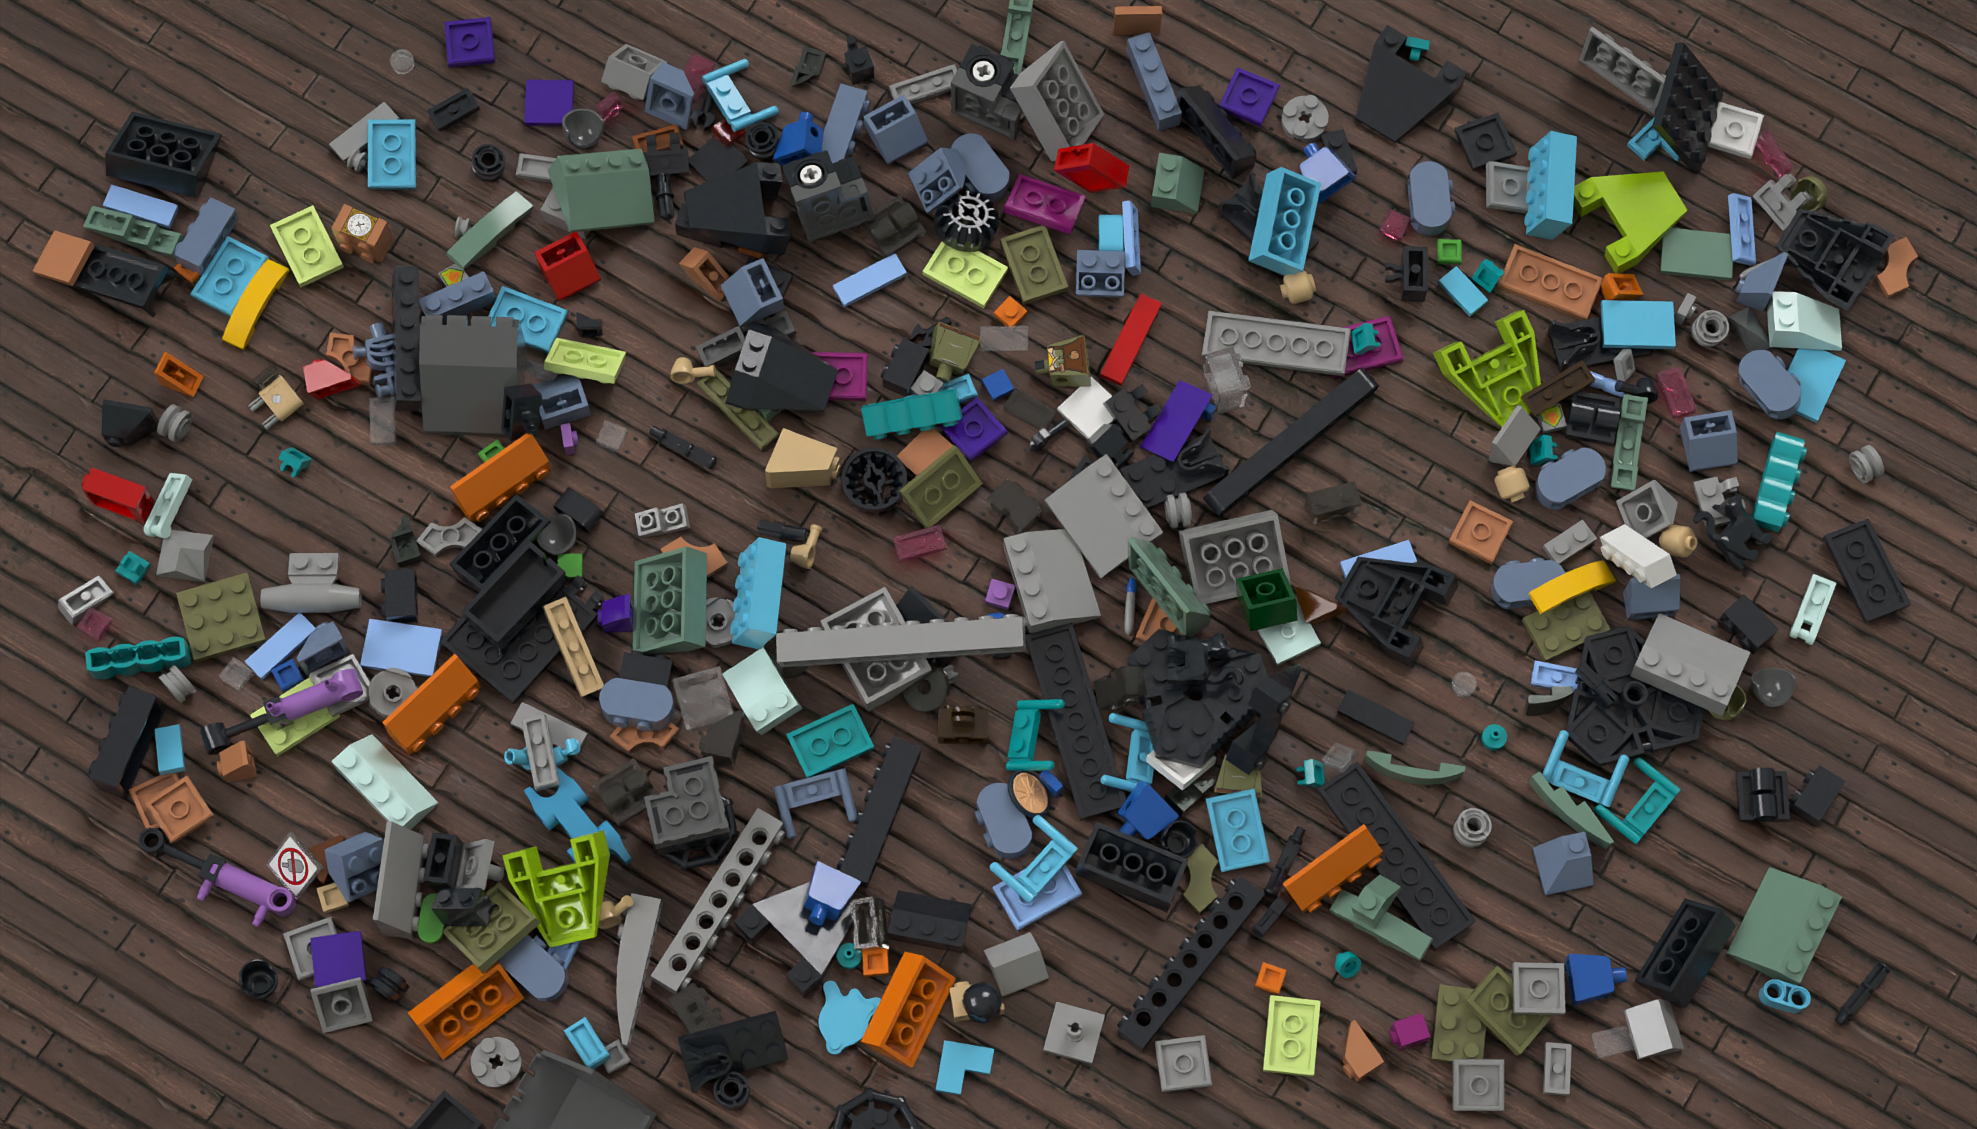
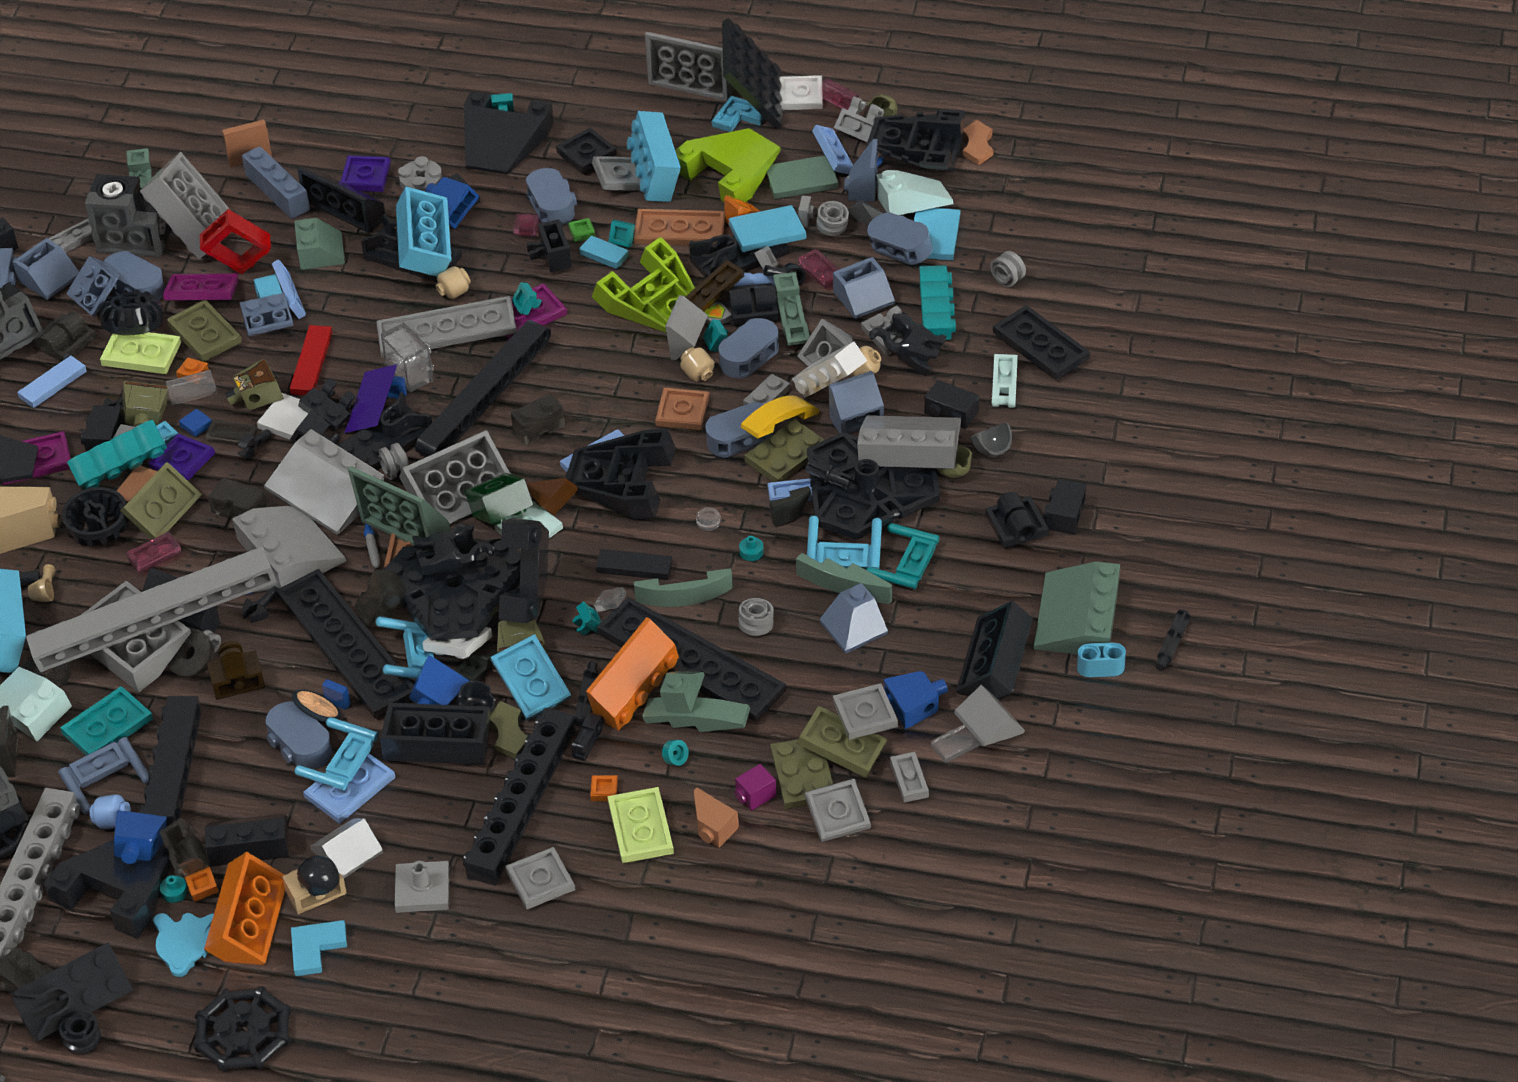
camera: 15 degrees left, 25 degrees down
(810, 849) = (105, 809): none -> light blue head
(1025, 735) = (299, 661): teal plate -> none

